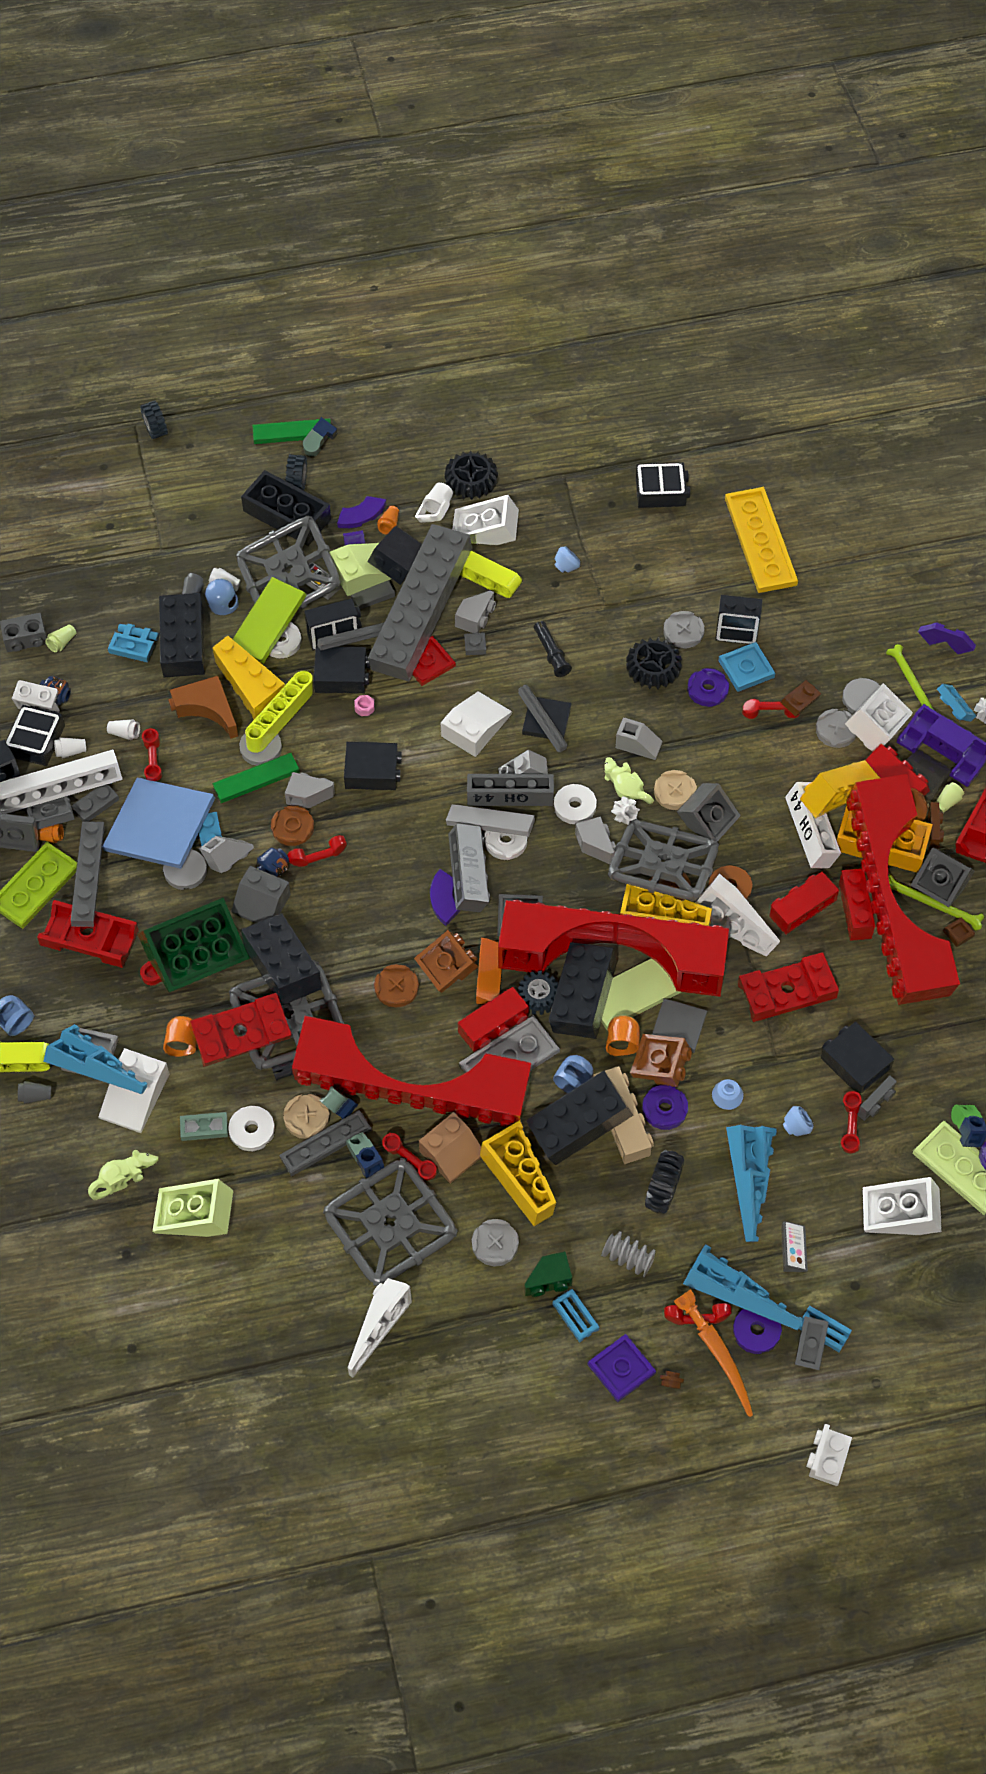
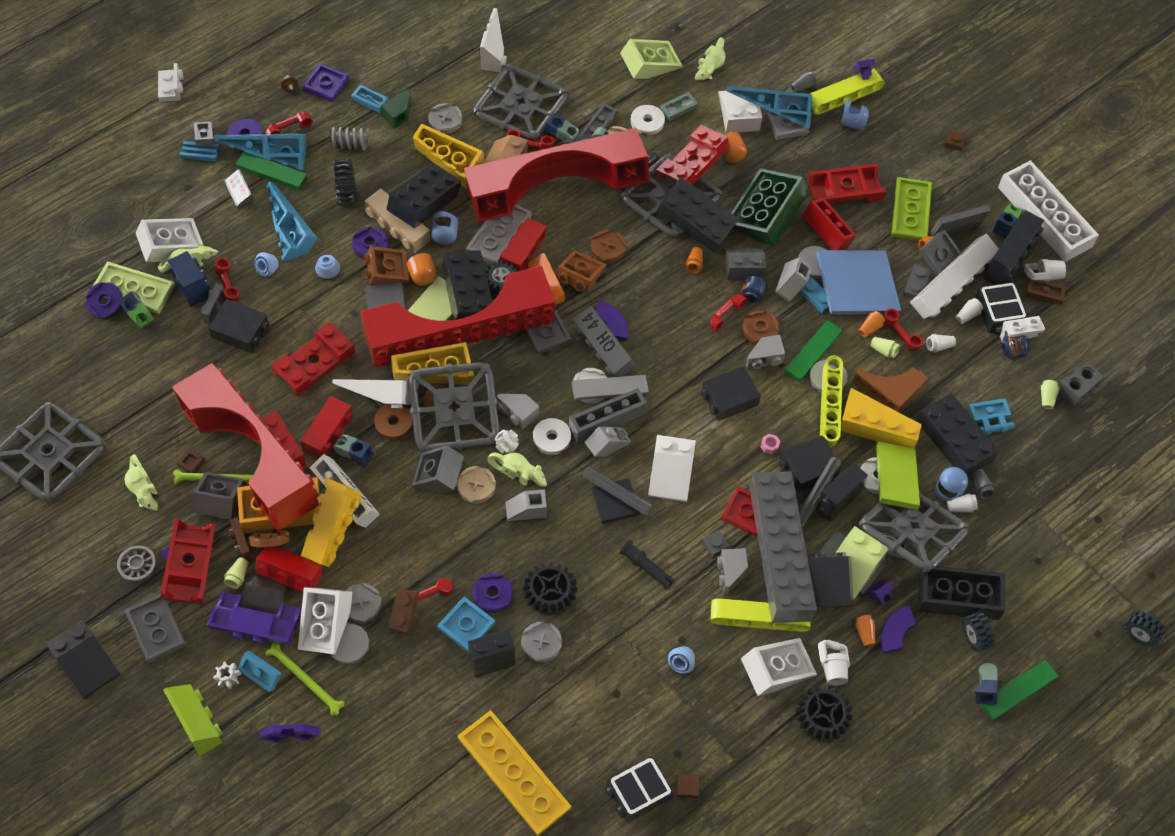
camera: 150 degrees right, 0 degrees up
(87, 874) = (878, 221): dark grey plate -> none
(144, 892) = (828, 225): none -> red brick
(178, 775) = (871, 324): none -> orange cone
(181, 746) = (886, 347): none -> yellowish green cone
(313, 923) = (695, 261): none -> orange cone
(617, 476) = (687, 785): none -> reddish brown tile
(716, 1346) = (267, 111): orange sword -> none
(742, 1256) = (271, 170): none -> green tile
(785, 868) = (354, 449): none -> leg
(886, 1172) = (200, 253): none -> yellowish green animal
(896, 1130) = (189, 278): none -> dark blue brick

